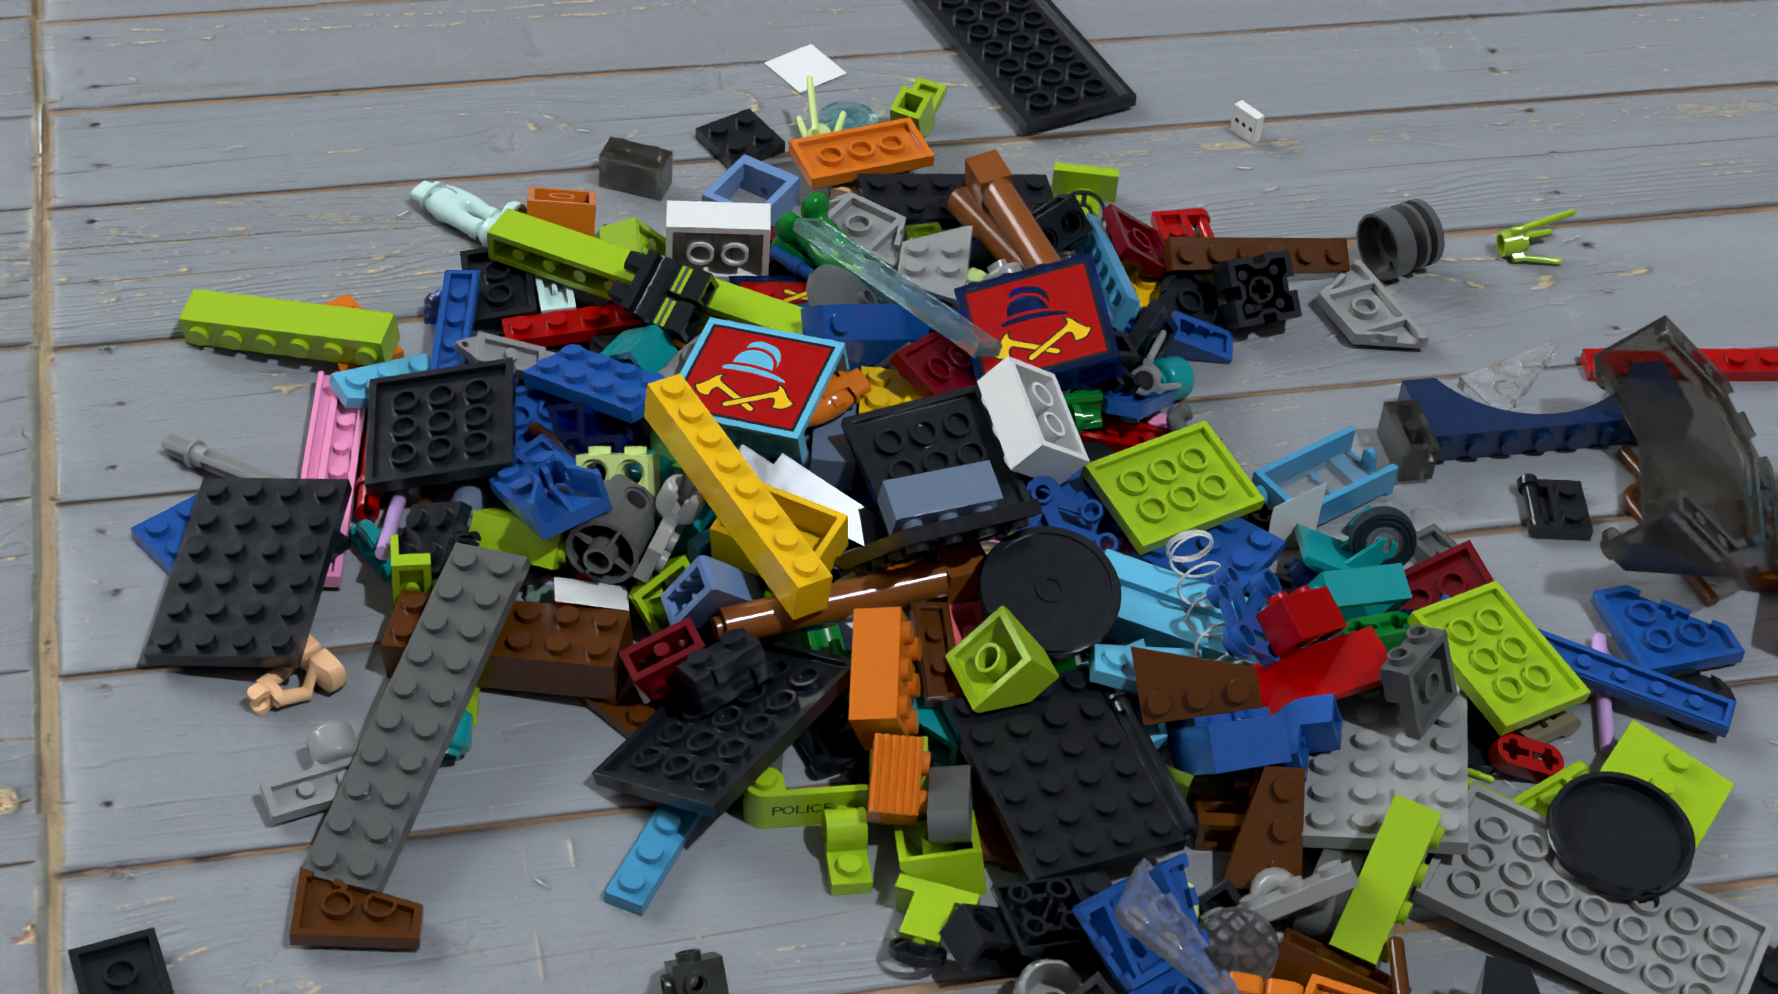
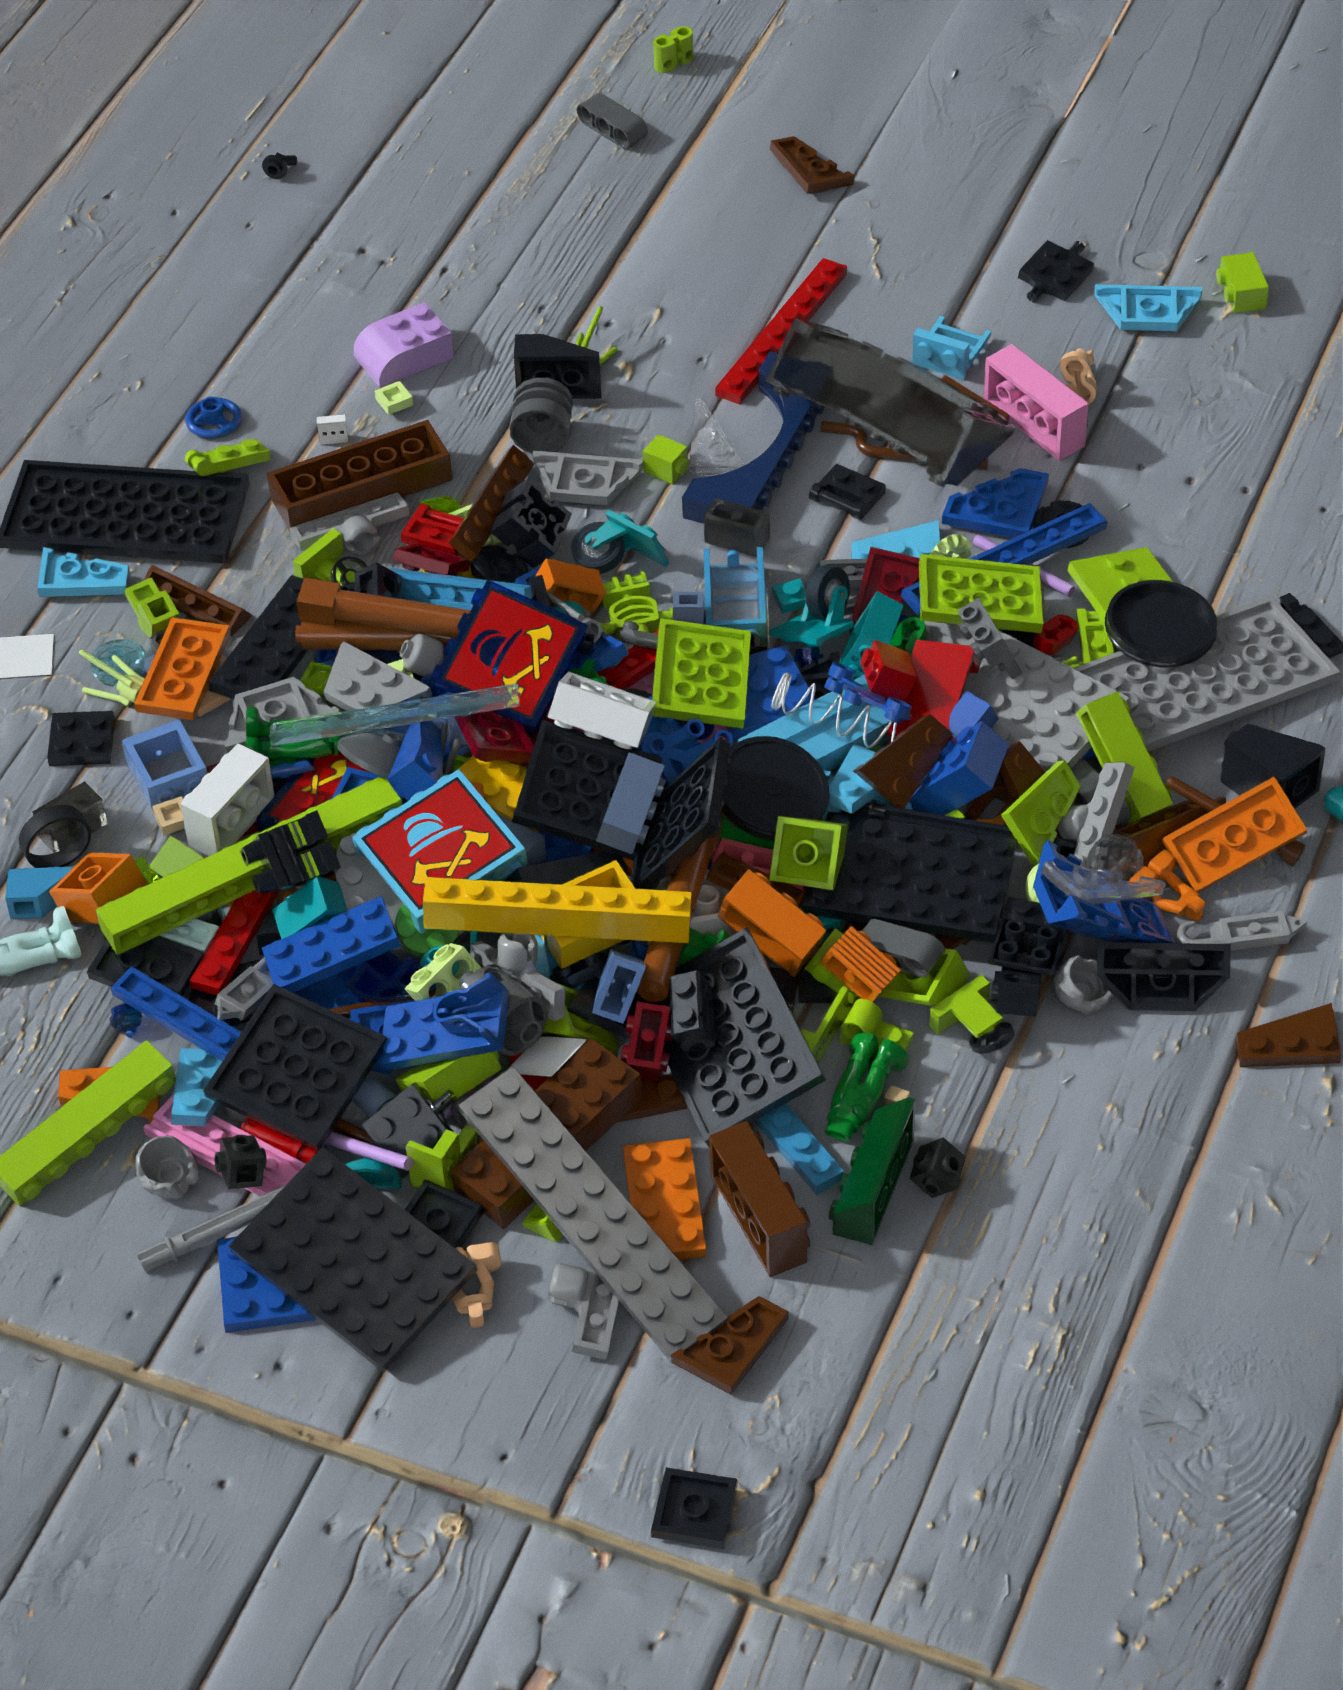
camera: 50 degrees left, 5 degrees up
(279, 404) = (166, 1167): none -> light grey hair
(305, 441) = (241, 1161): none -> pearl dark grey brick
(353, 618) = (445, 1212): none -> black plate
(505, 780) = (666, 1193): none -> orange plate
(532, 173) = (29, 891): none -> dark azure slope
(538, 843) = (759, 1198): none -> reddish brown brick
(610, 147) = (45, 818): none -> black tyre
(649, 931) = (874, 1172): none -> dark green slope
(763, 868) = (854, 1101): none -> green piece
(777, 910) = (895, 1094): none -> tan piece
(919, 52) = (78, 577): none -> medium azure wing
(961, 129) = (198, 602): none -> reddish brown slope
(1142, 186) = (355, 524): none -> light grey plate
(1143, 74) = (227, 457): none -> lime plate
(1189, 43) = (212, 414): none -> blue piece
(1204, 161) = (359, 473): none -> reddish brown brick
(1210, 354) = (573, 583): none -> orange brick
(1224, 228) = (444, 504): none -> clear neon green plate
(1238, 415) = (631, 602): none -> lime piece
(1243, 841) = (1040, 809): none -> lime wing
(1255, 447) = (689, 607): none -> sand blue brick
(1295, 356) = (604, 543): none -> plate
(1329, 144) = (394, 398): none -> yellowish green plate
(1399, 119) = (403, 345): none -> lavender brick
(1448, 353) = (665, 459): none -> lime brick
(1469, 219) = (559, 360): none -> black slope
(1533, 589) = (907, 541): none -> medium azure wing
(1553, 611) = (956, 543): none -> yellowish green gear

